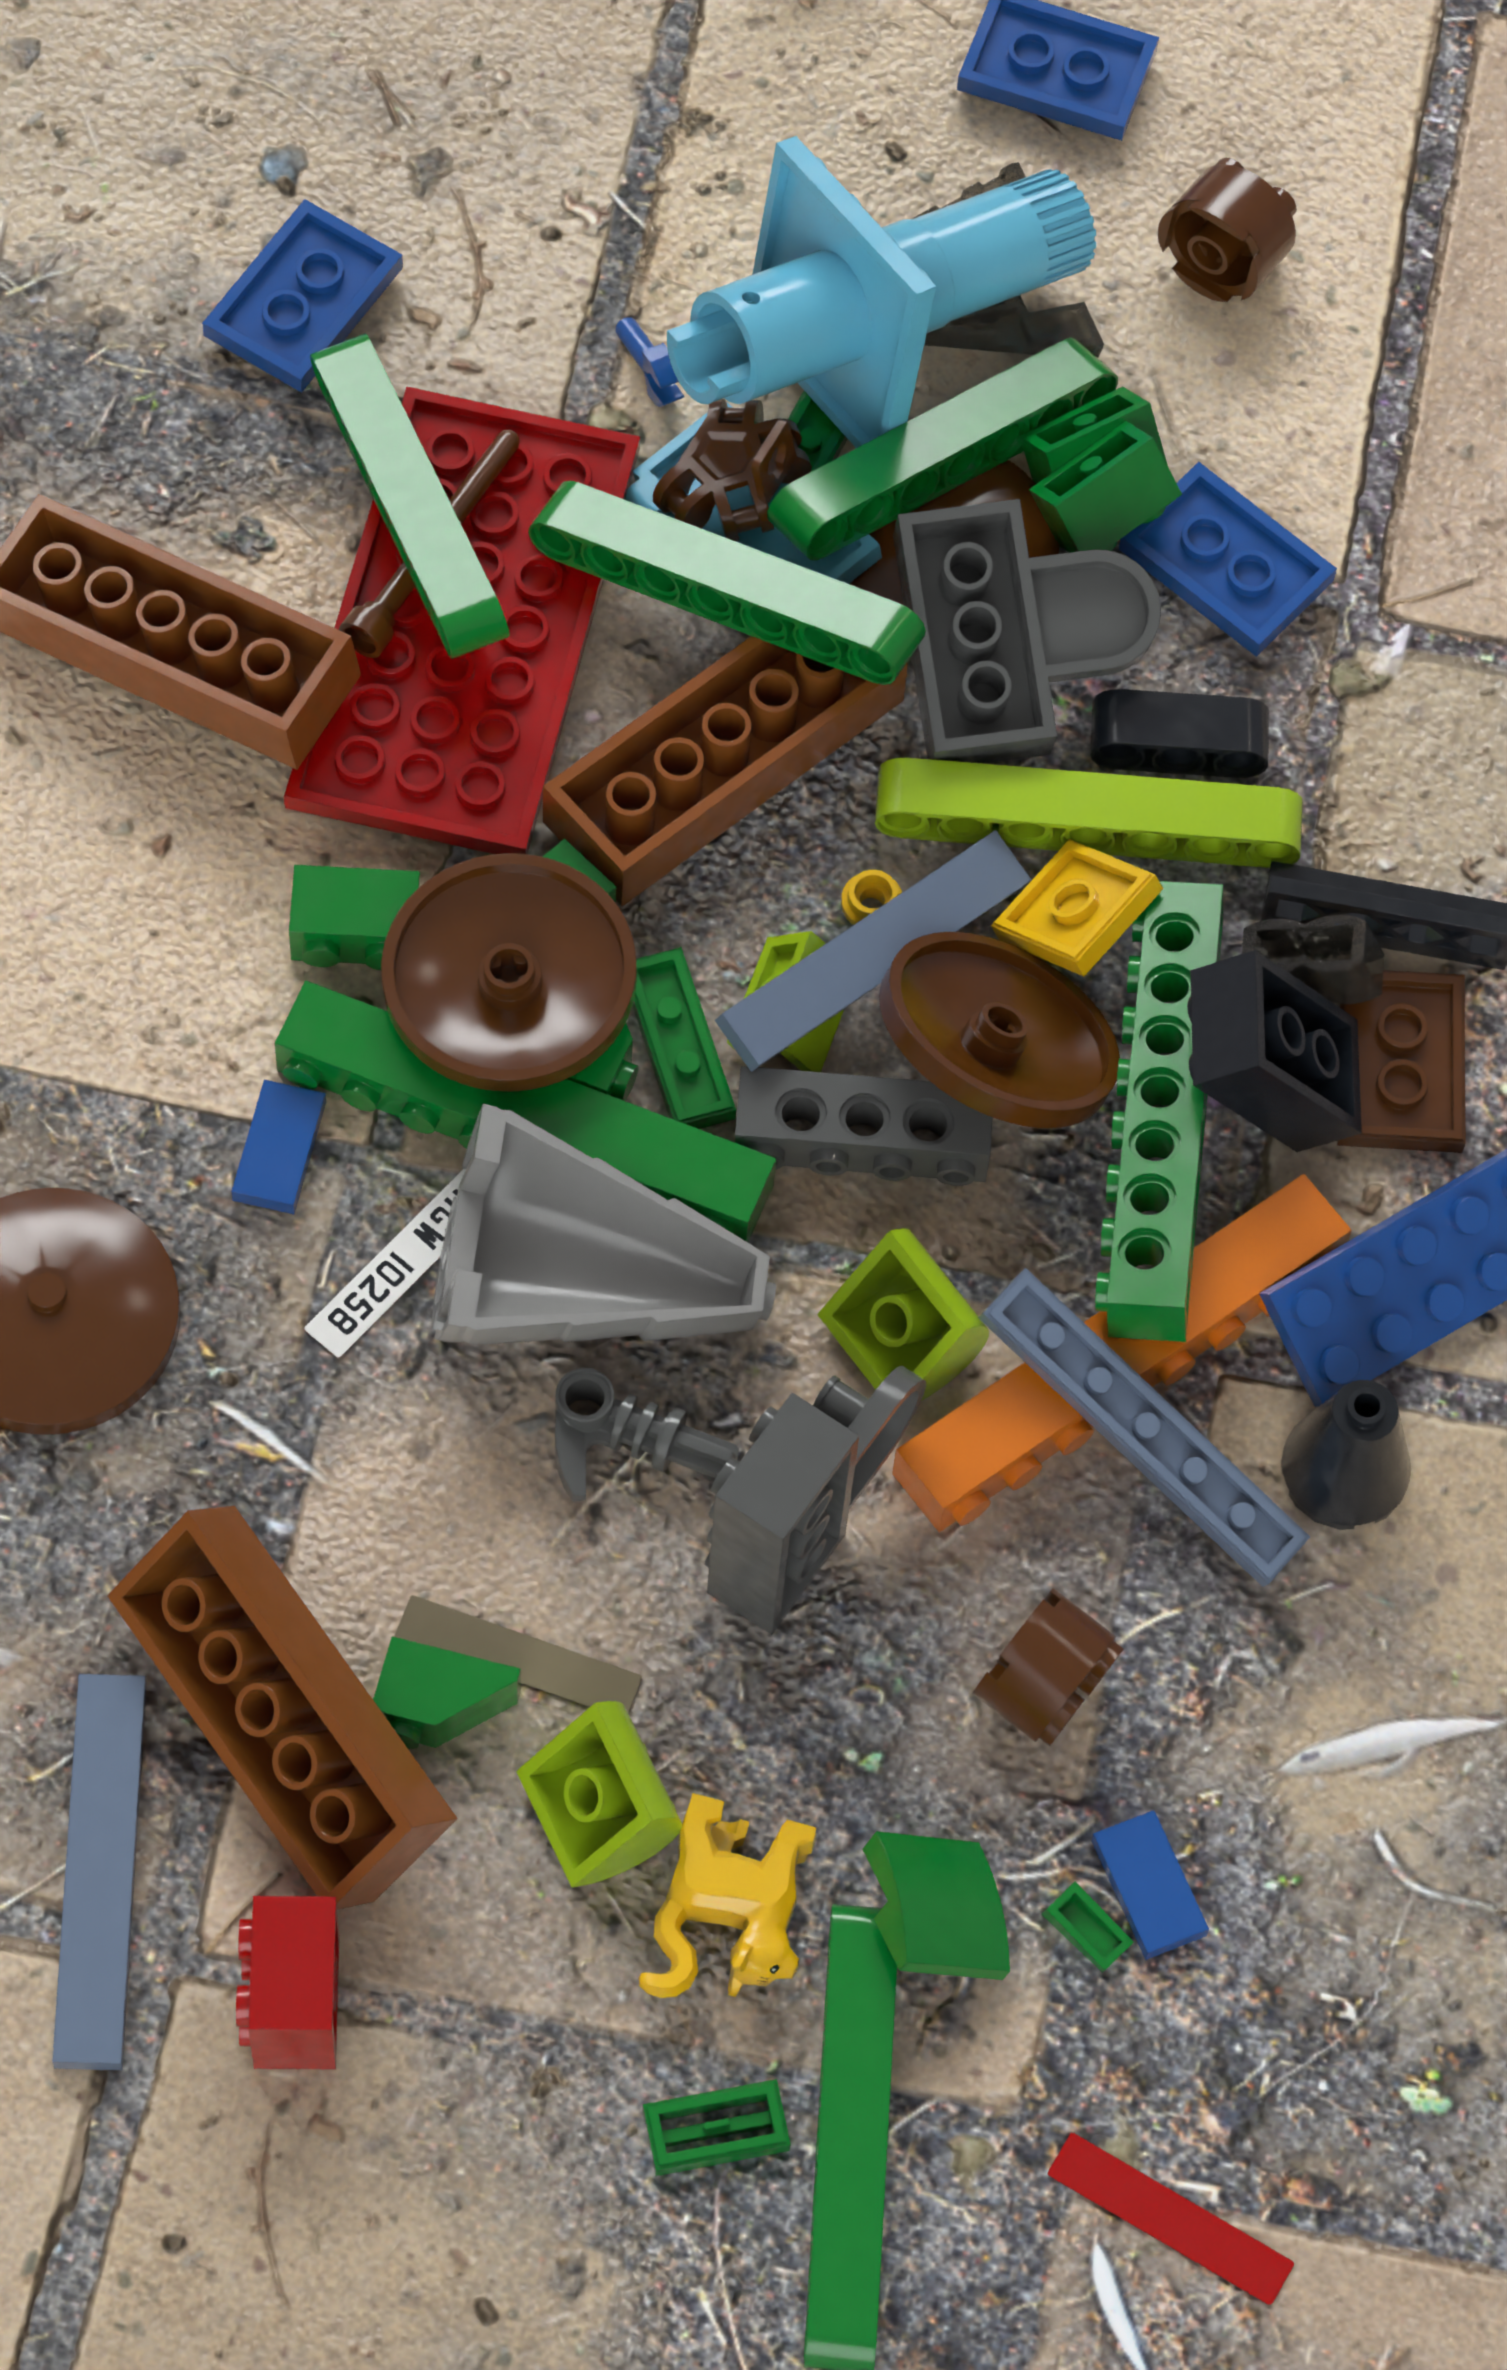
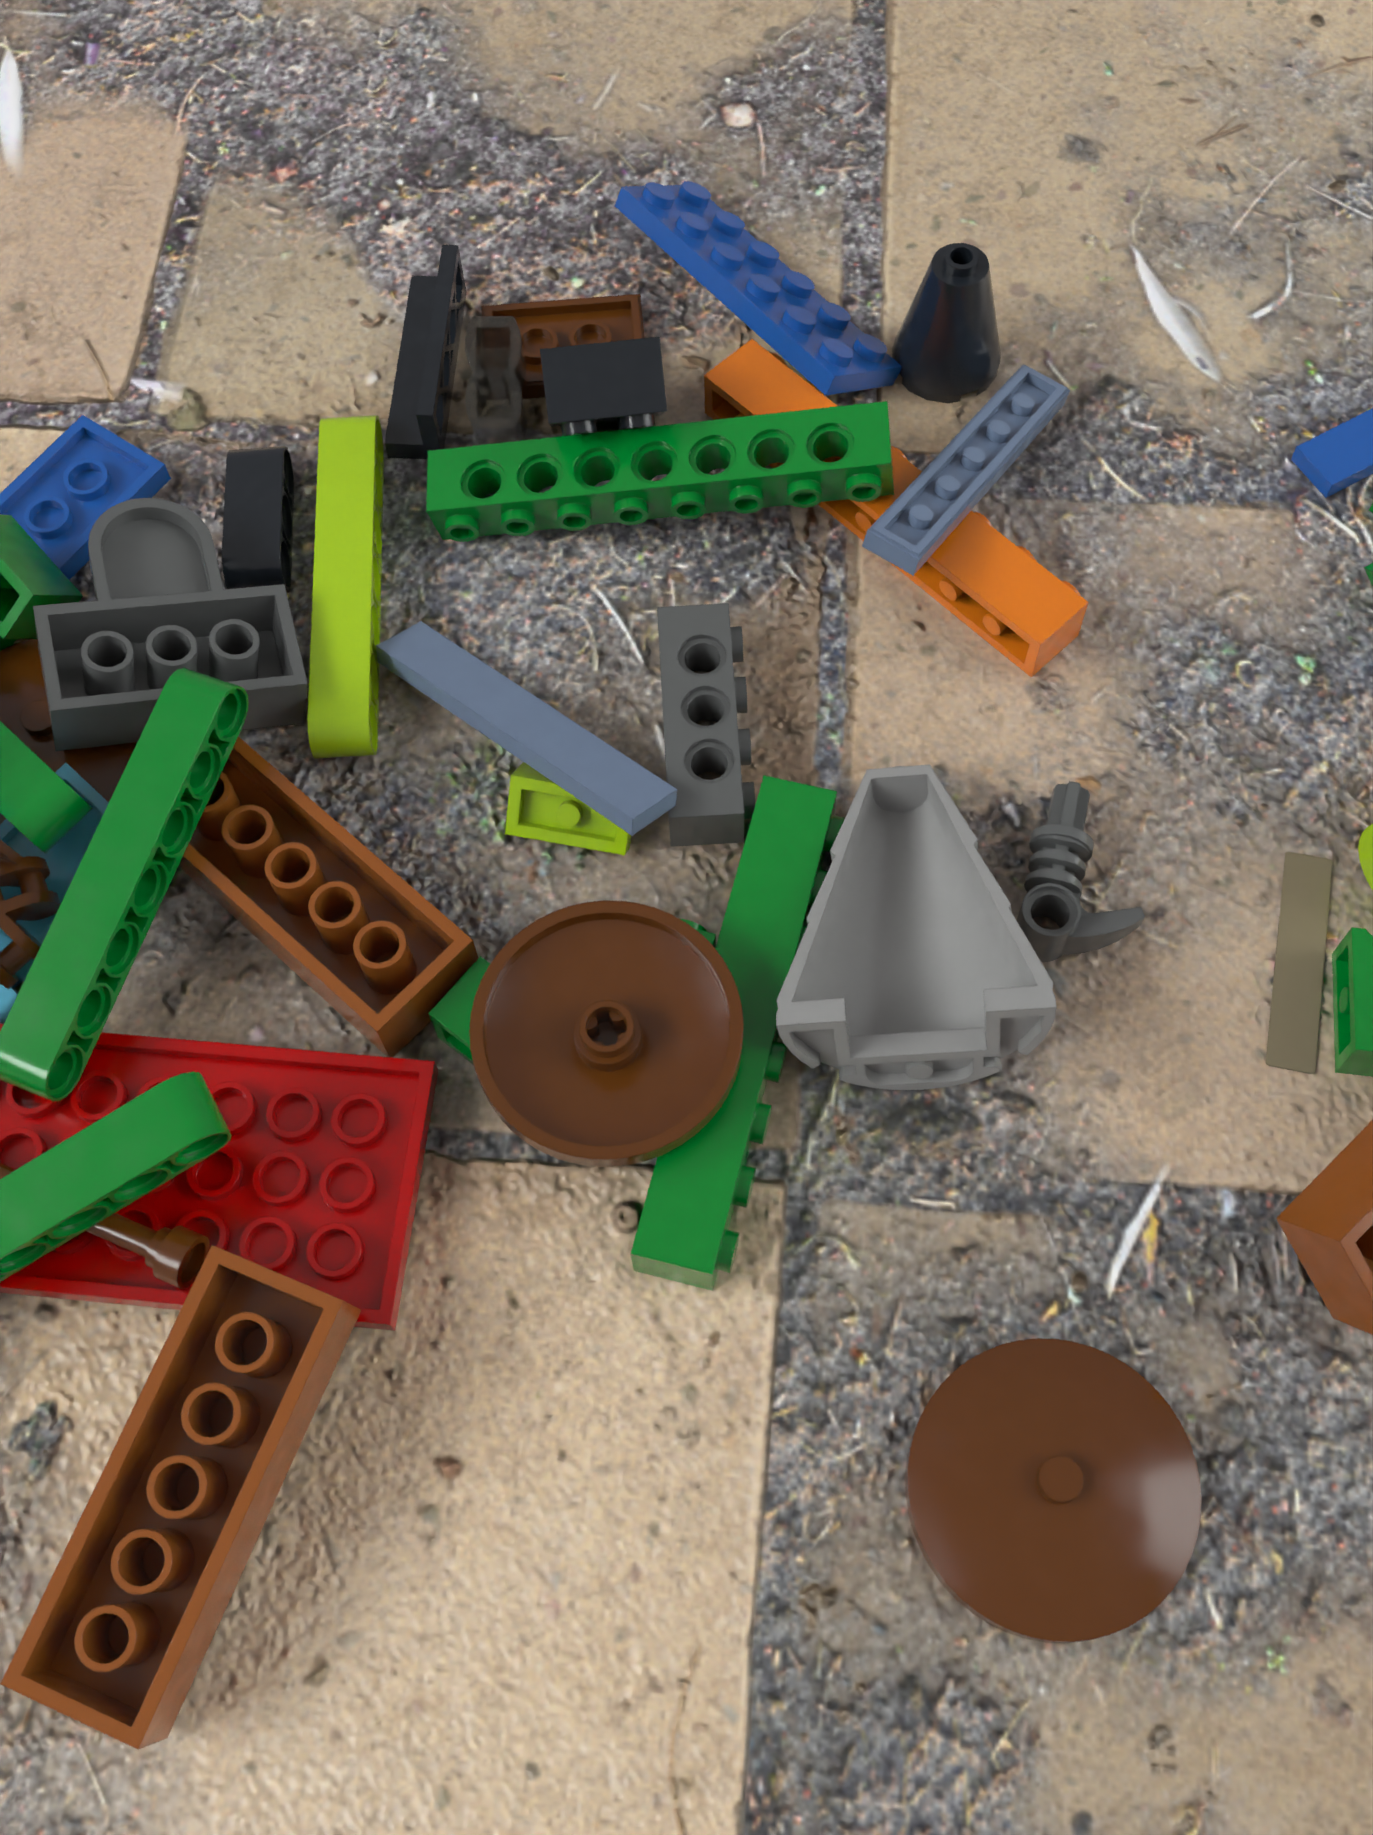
camera: 90 degrees left, 0 degrees up
(278, 1147) = (810, 1268): blue tile -> none
(345, 913) = (531, 1227): green brick -> none
(385, 1276) = (921, 1135): white sticker -> none
(680, 1042) = (667, 880): green tile -> none
(793, 1491) = (1160, 667): dark grey brick -> none
(866, 885) = (450, 735): yellow plate -> none
(904, 1314) = (903, 659): lime brick -> none
(999, 1030) = (604, 603): reddish brown dish -> none
(1044, 1667) = (1212, 513): reddish brown brick -> none
(1077, 907) = (454, 571): yellow plate -> none

